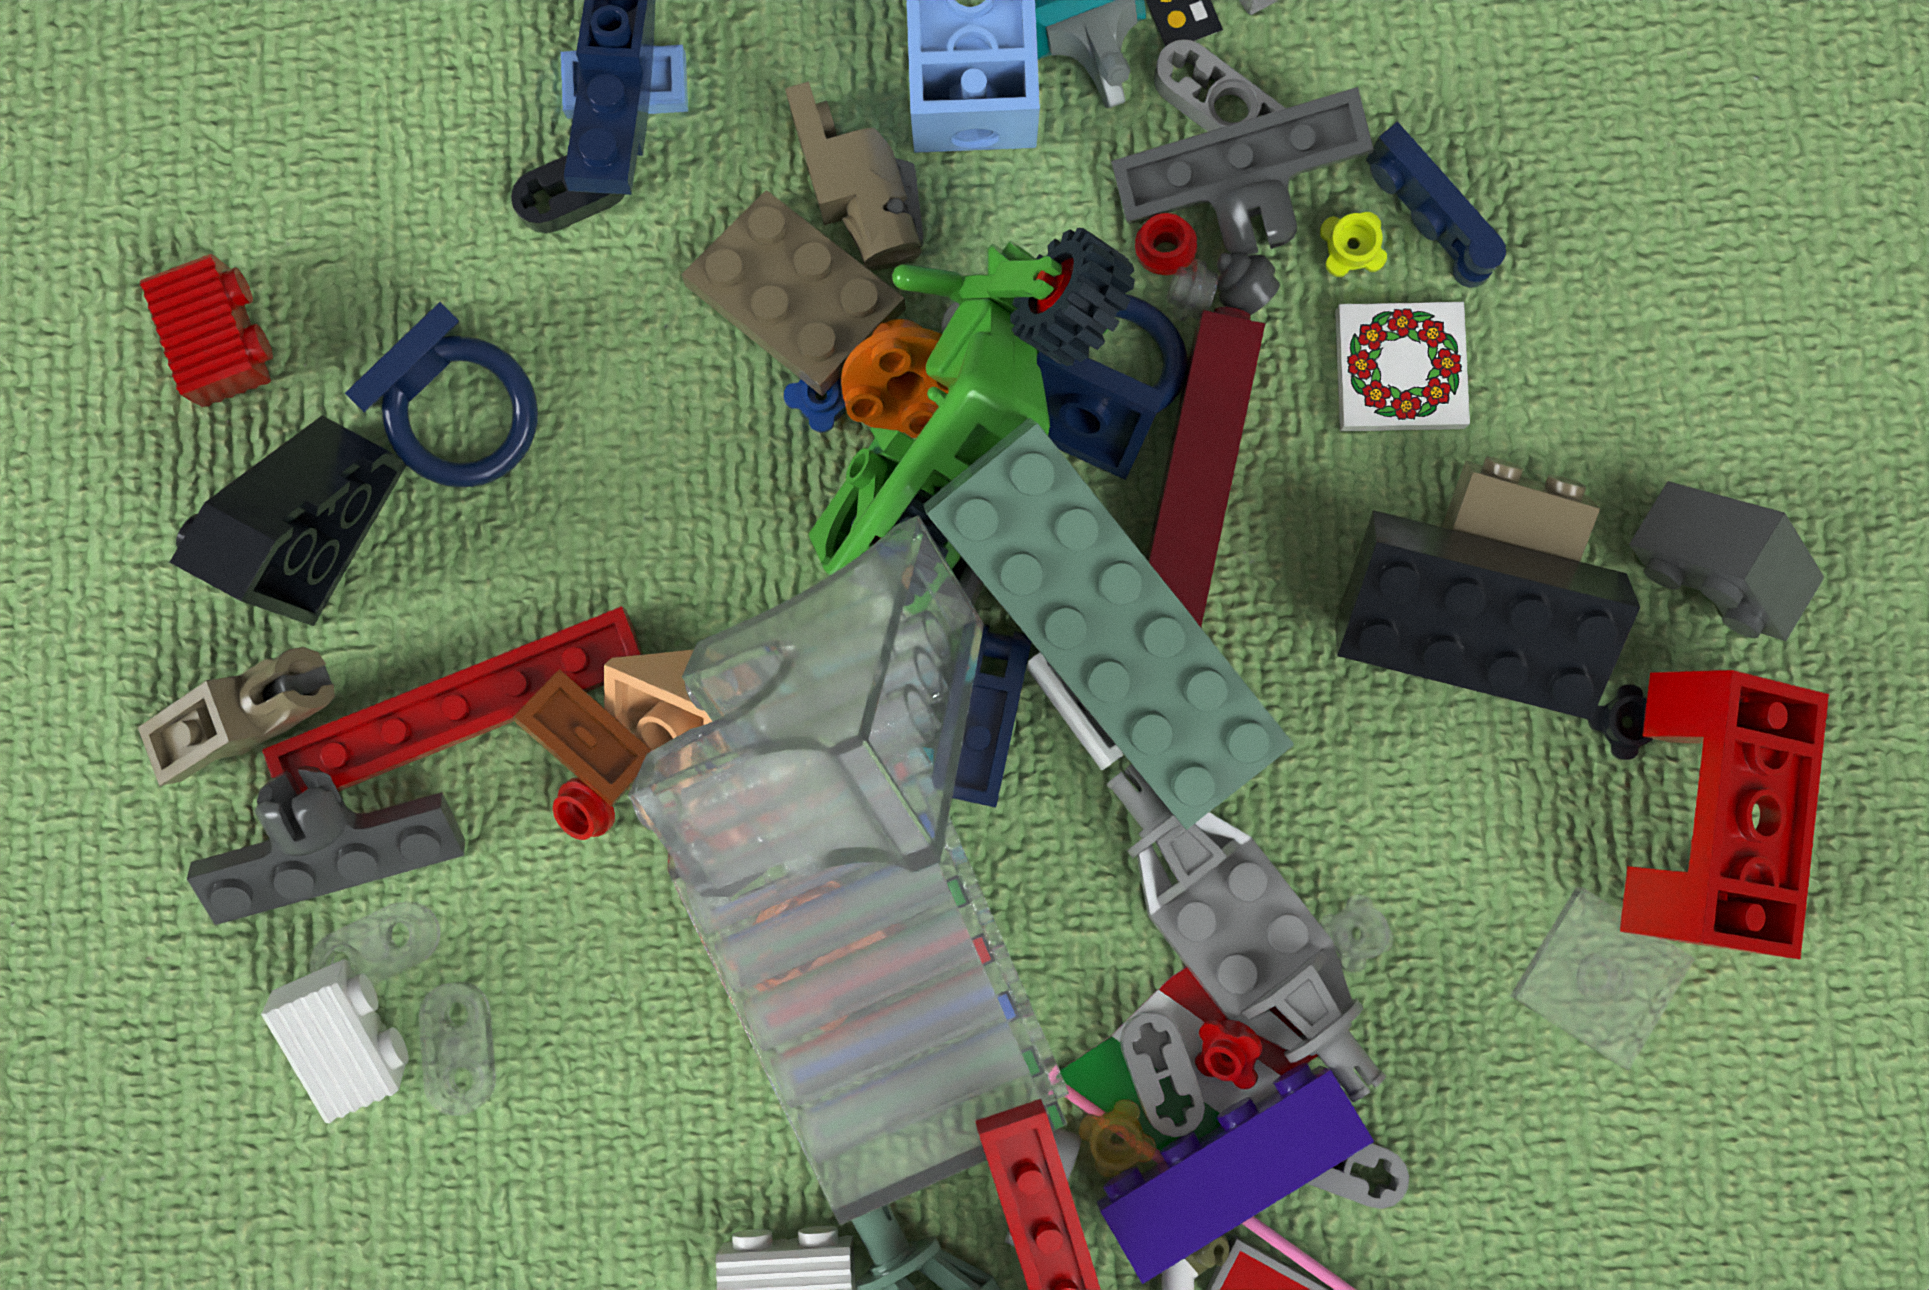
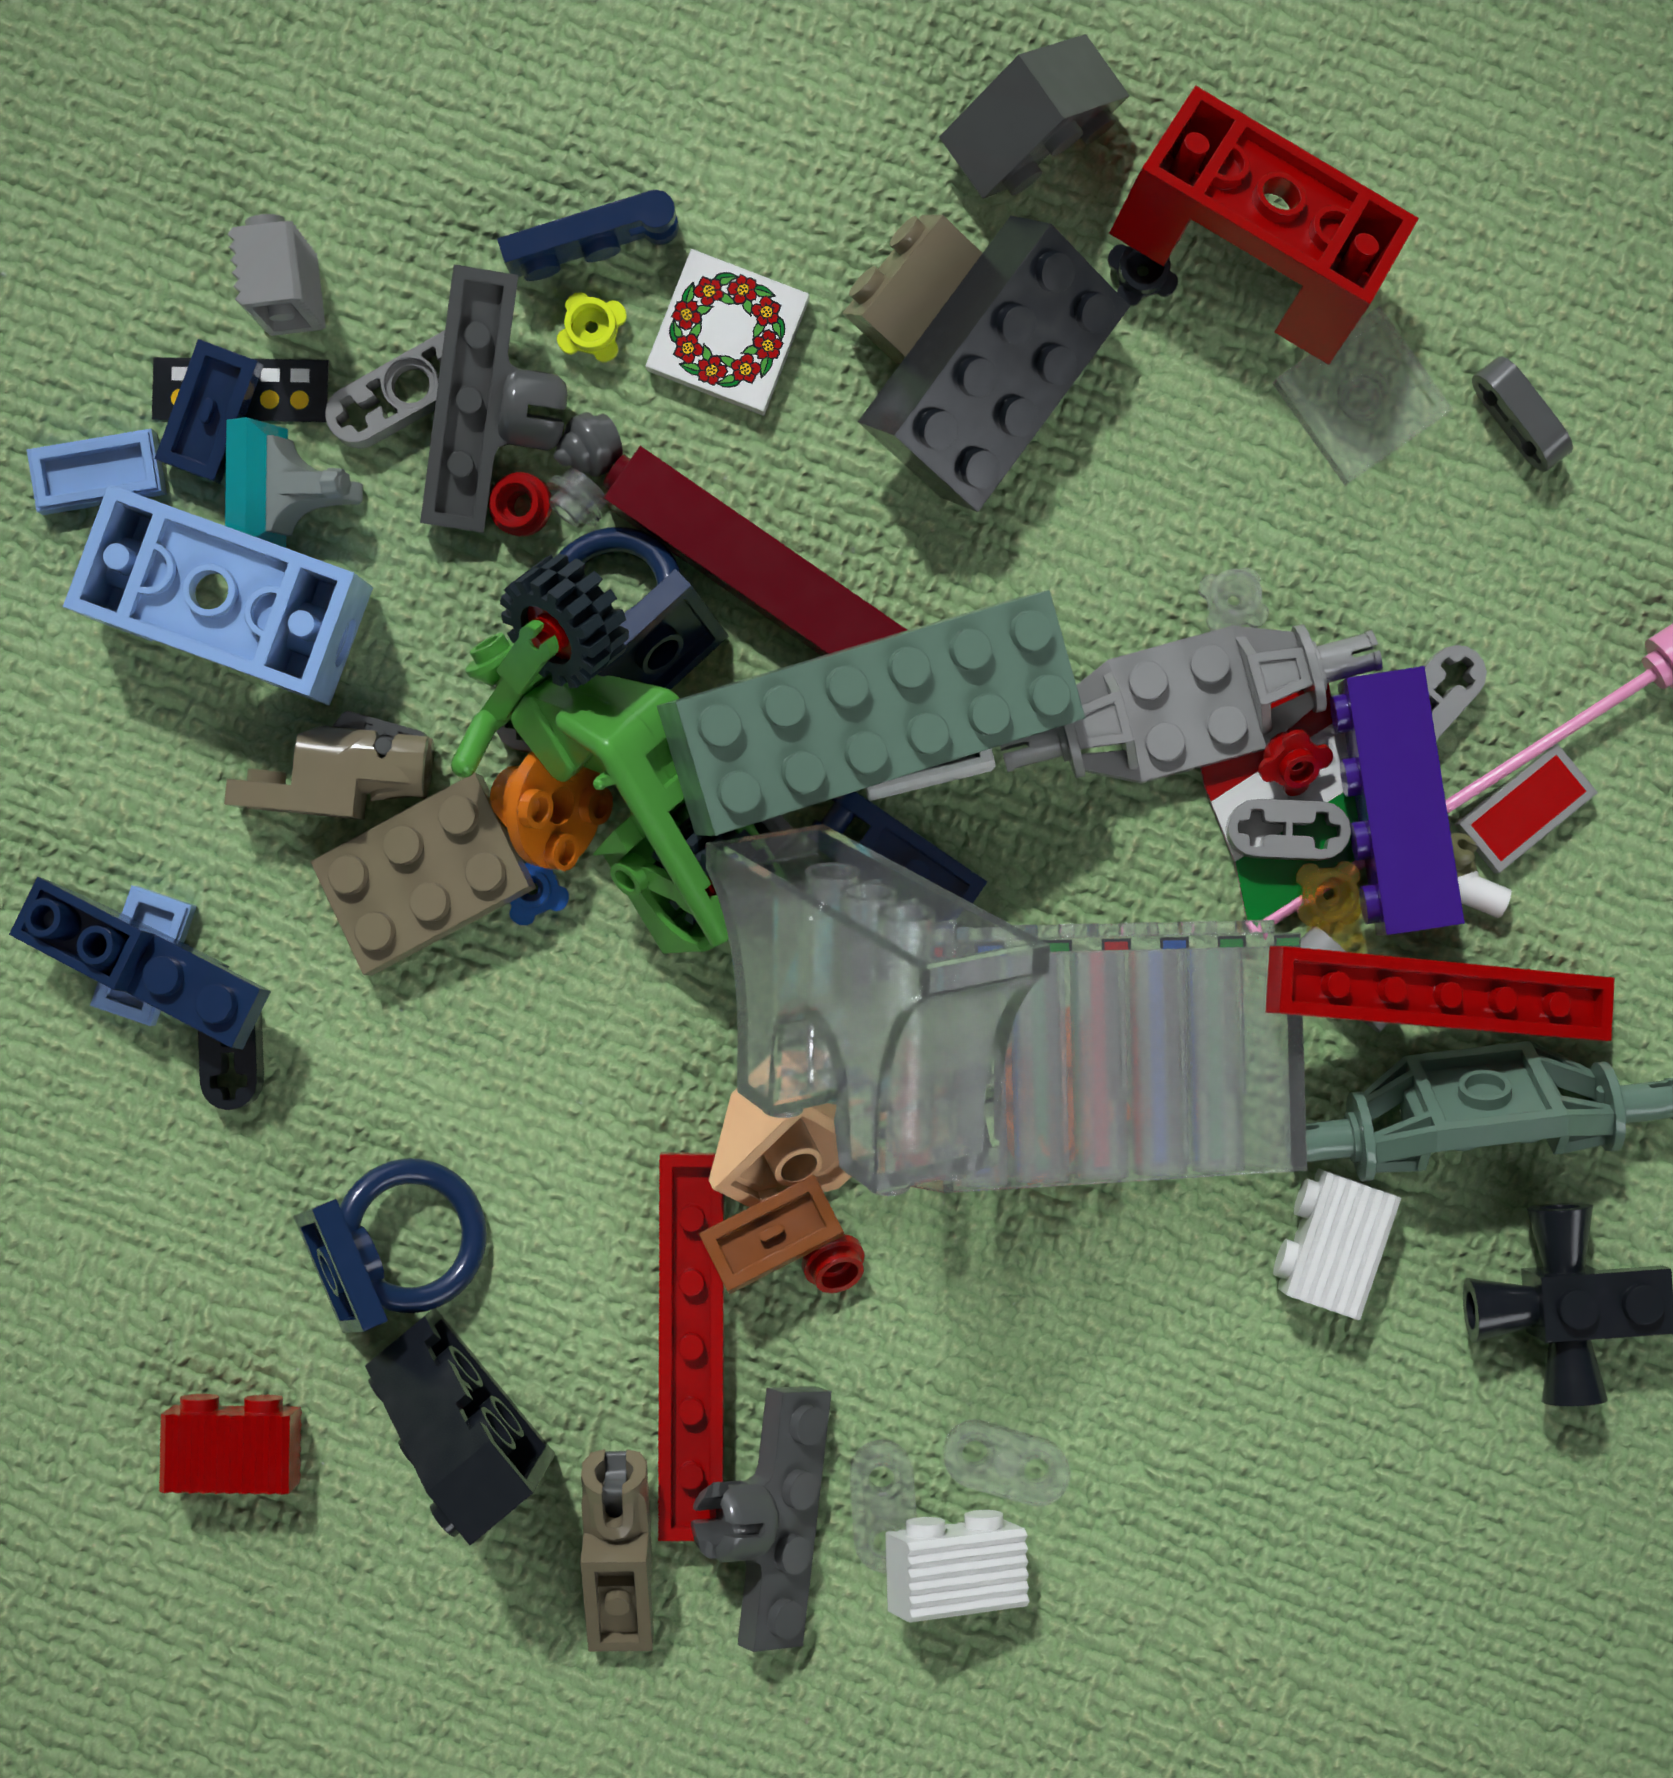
camera: 65 degrees left, 5 degrees up
(1653, 1139) = (1522, 413): none -> dark grey beam

